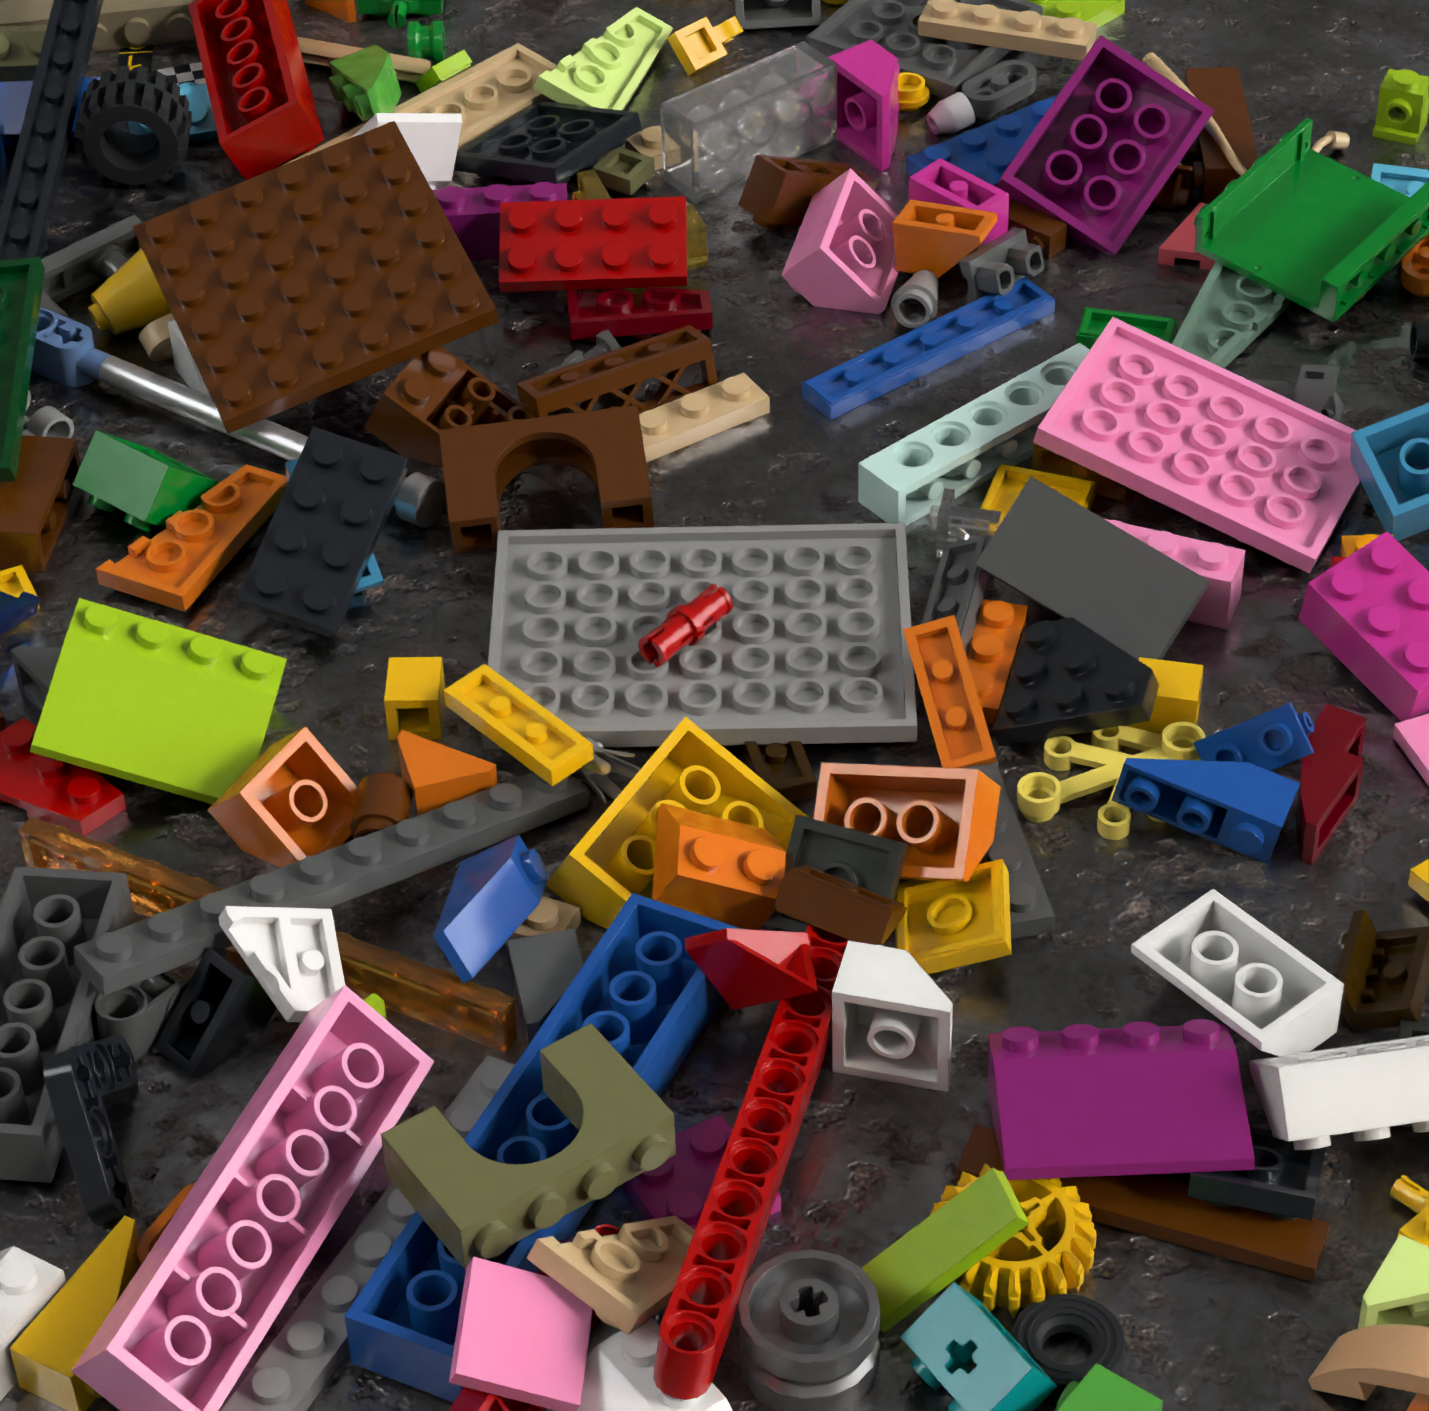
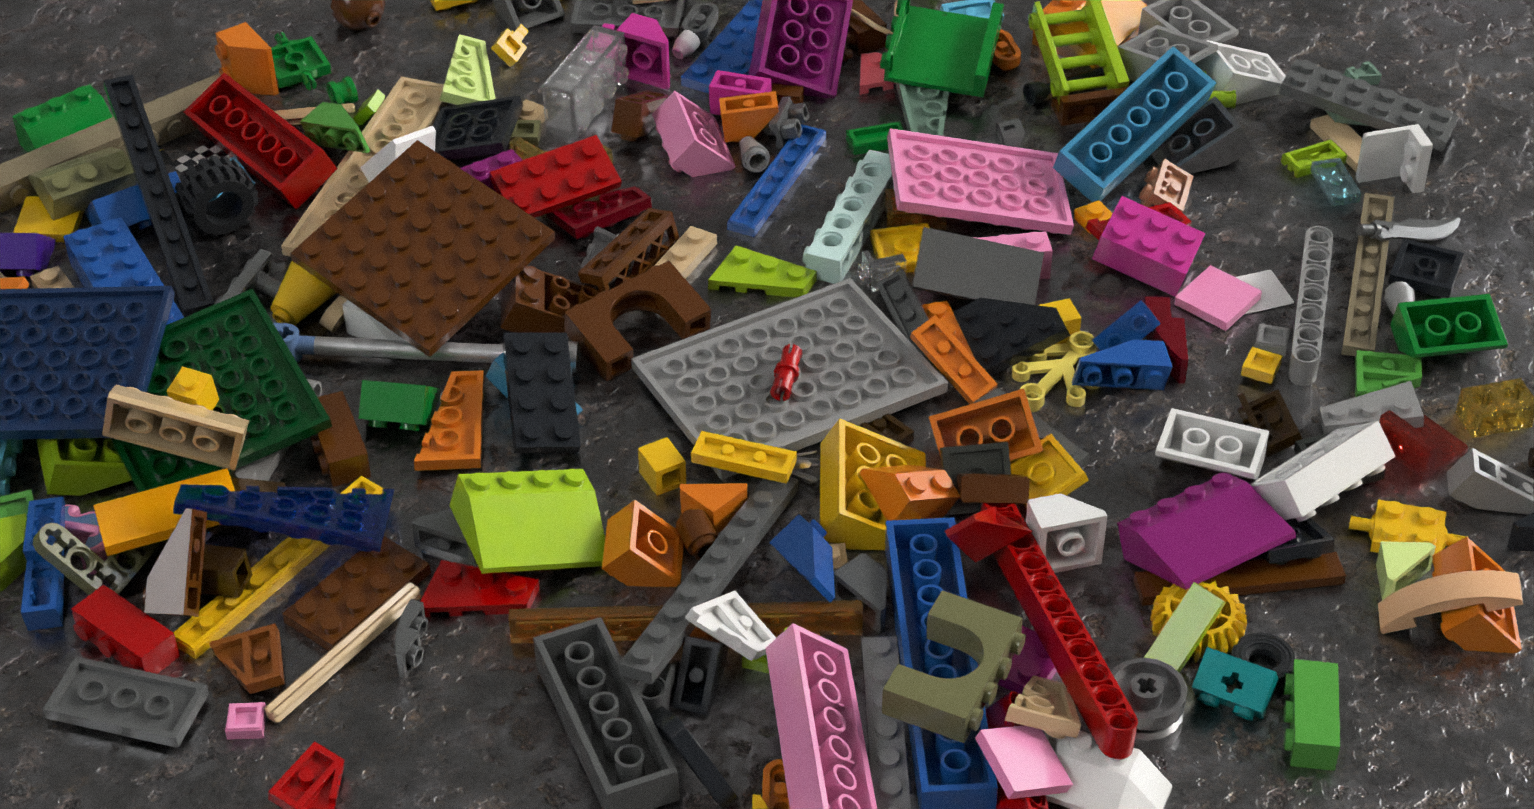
camera: 30 degrees left, 0 degrees up
(793, 472) = (759, 271): none -> lime wing

